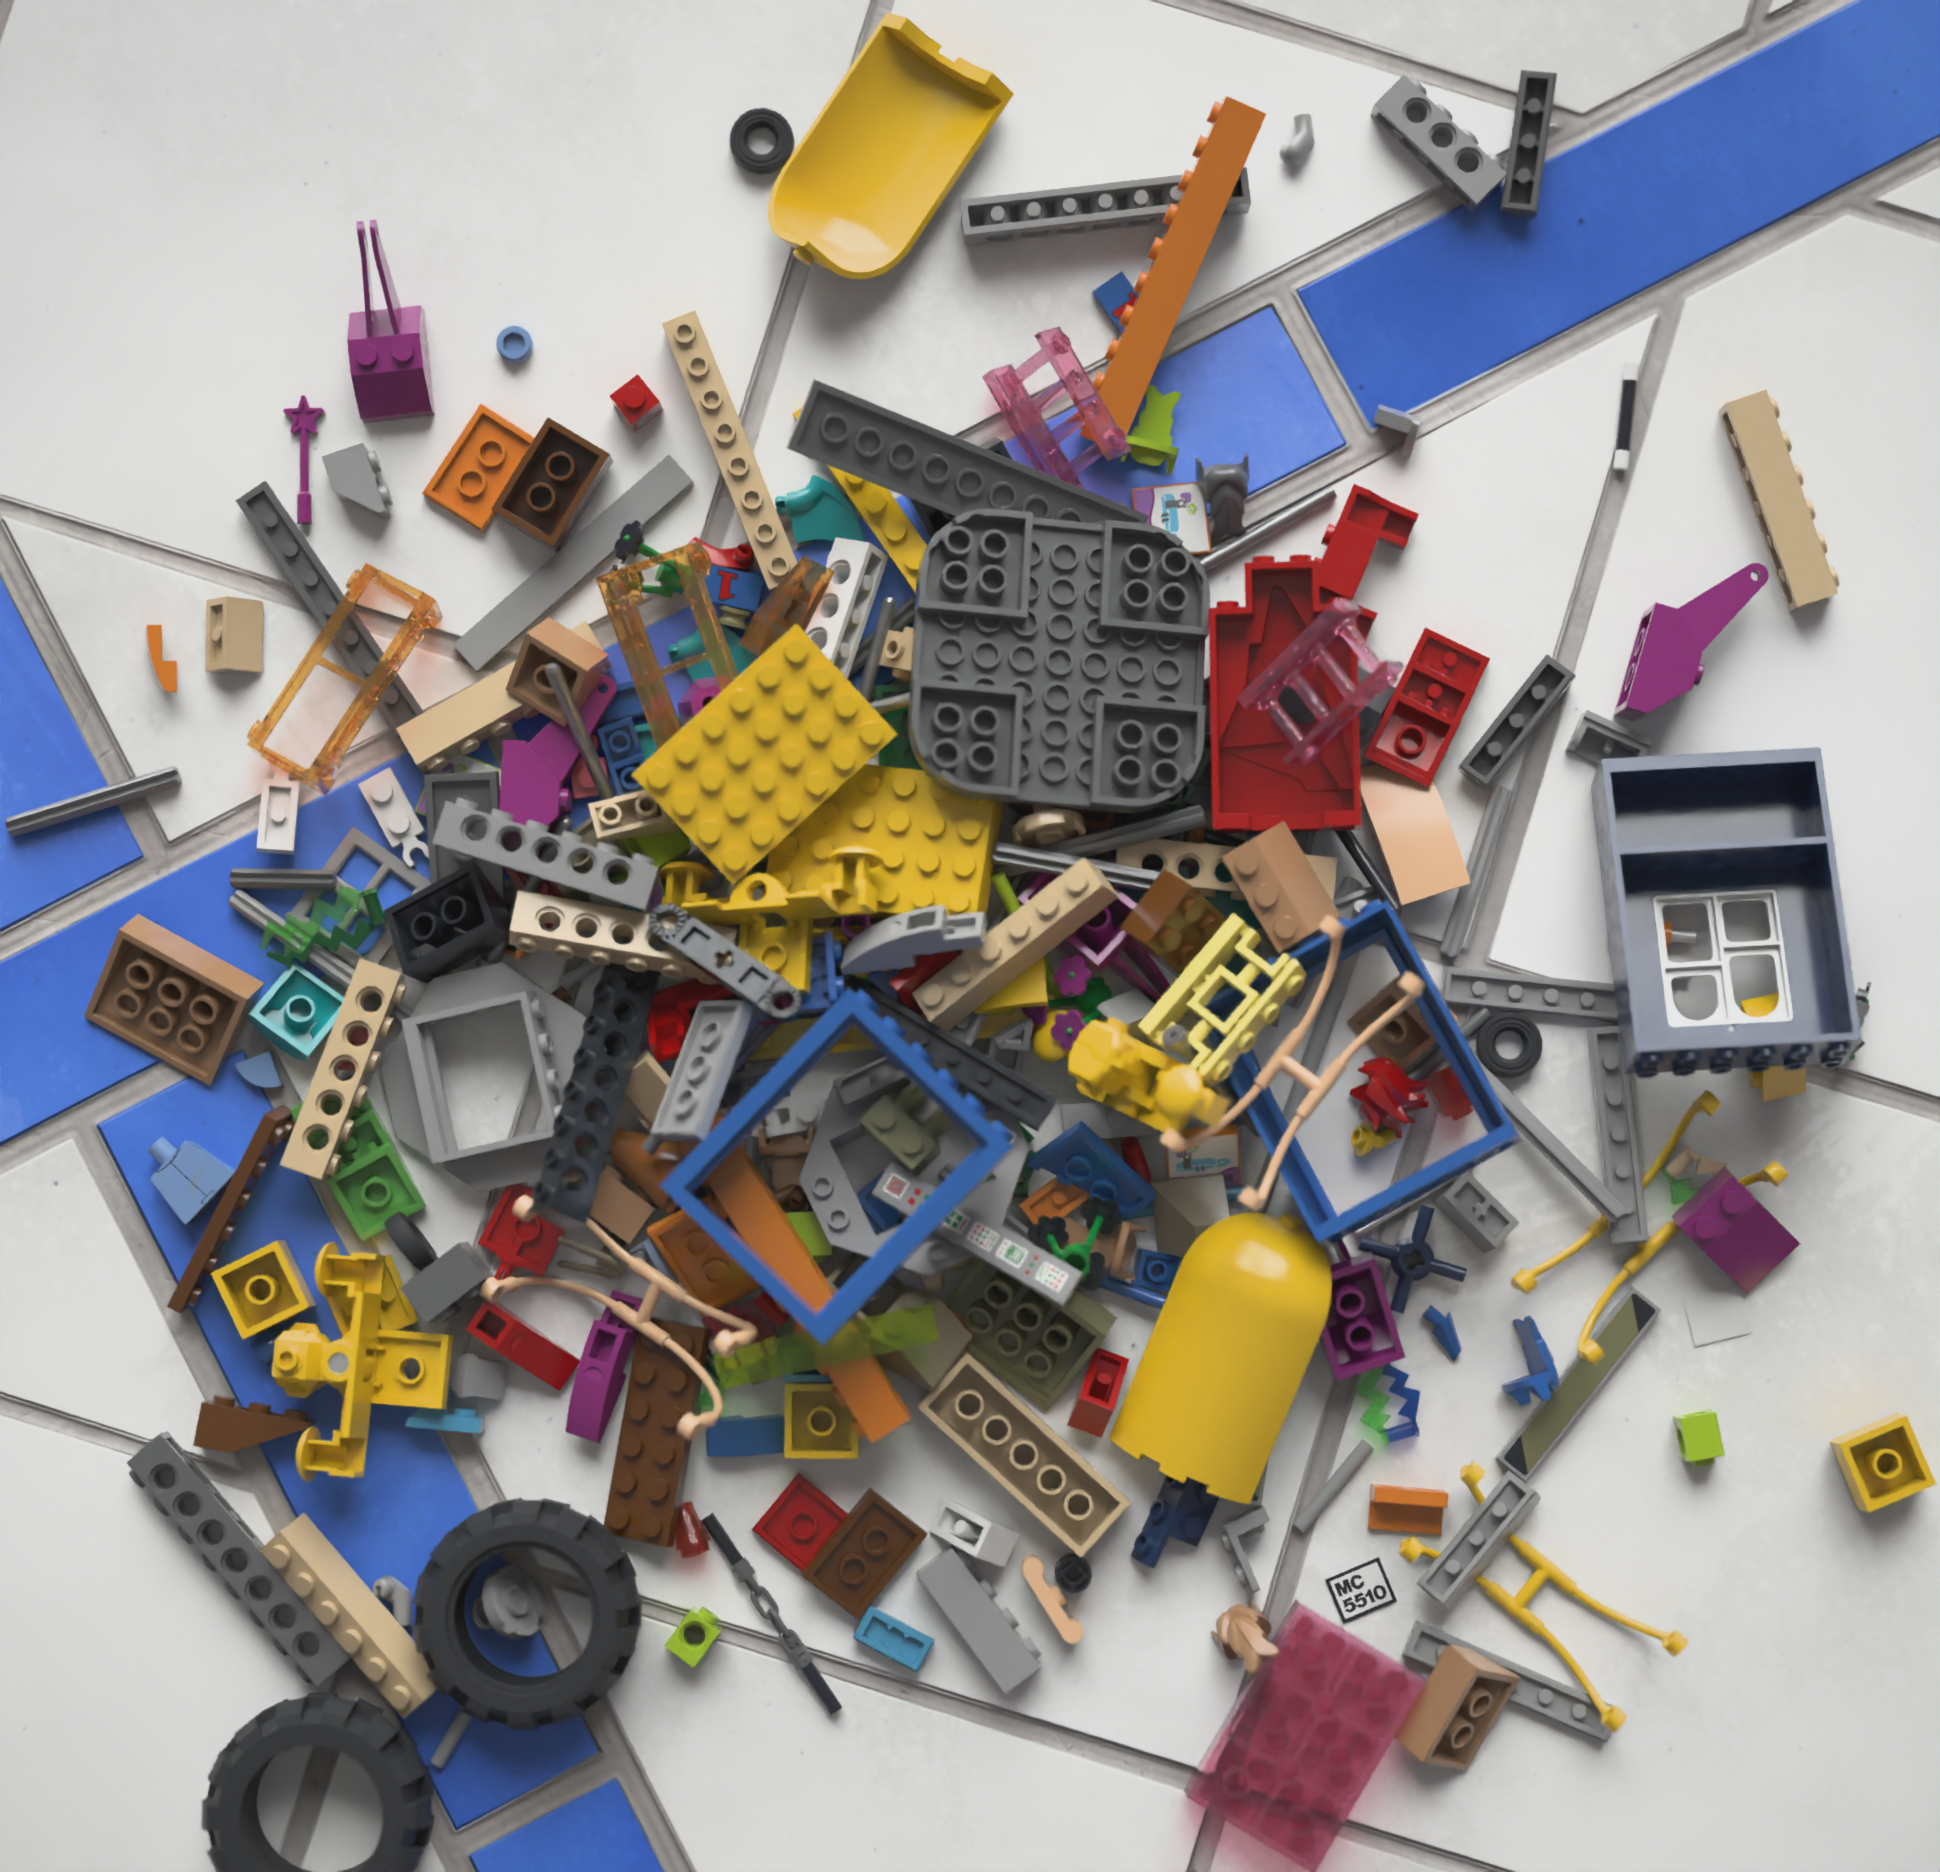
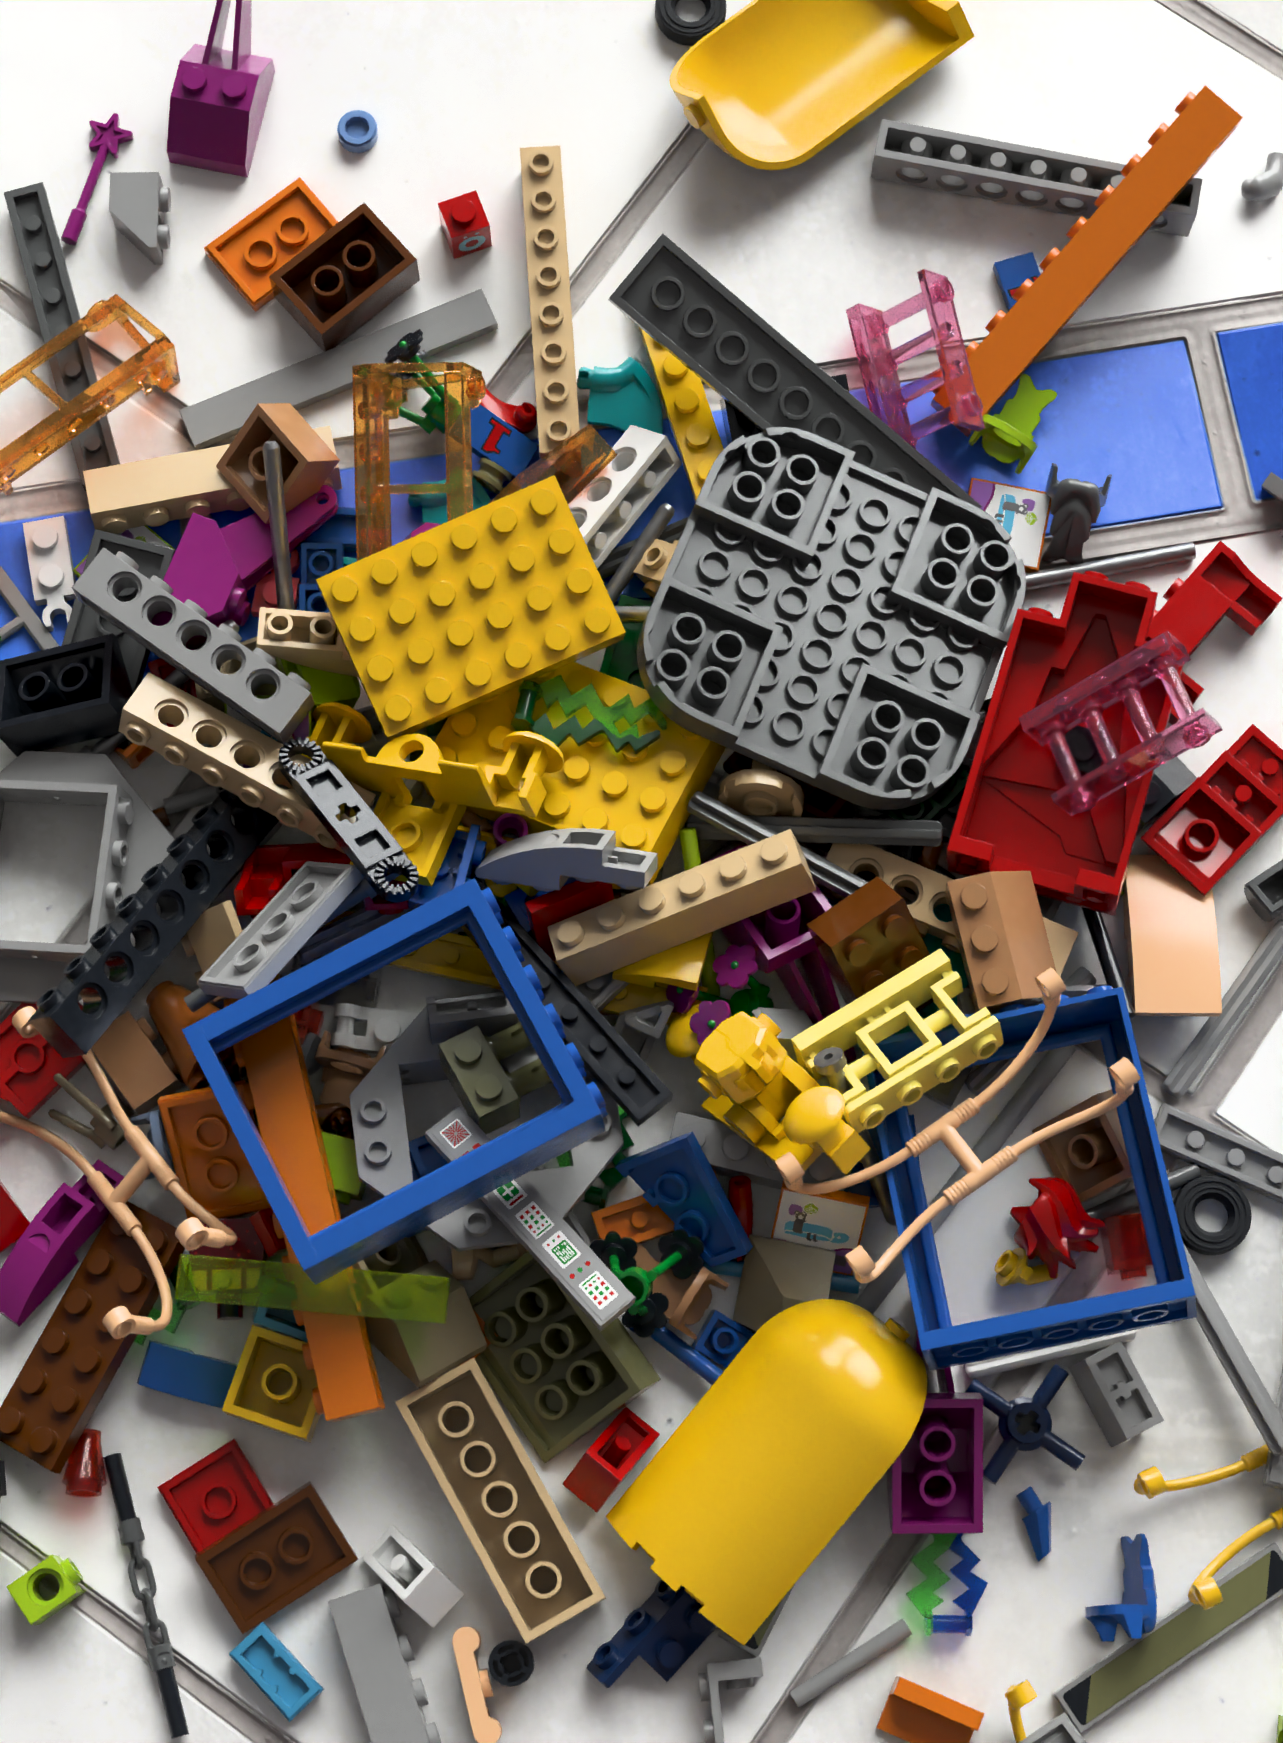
camera: 20 degrees right, 10 degrees down
(901, 807) = (603, 716): none -> piece

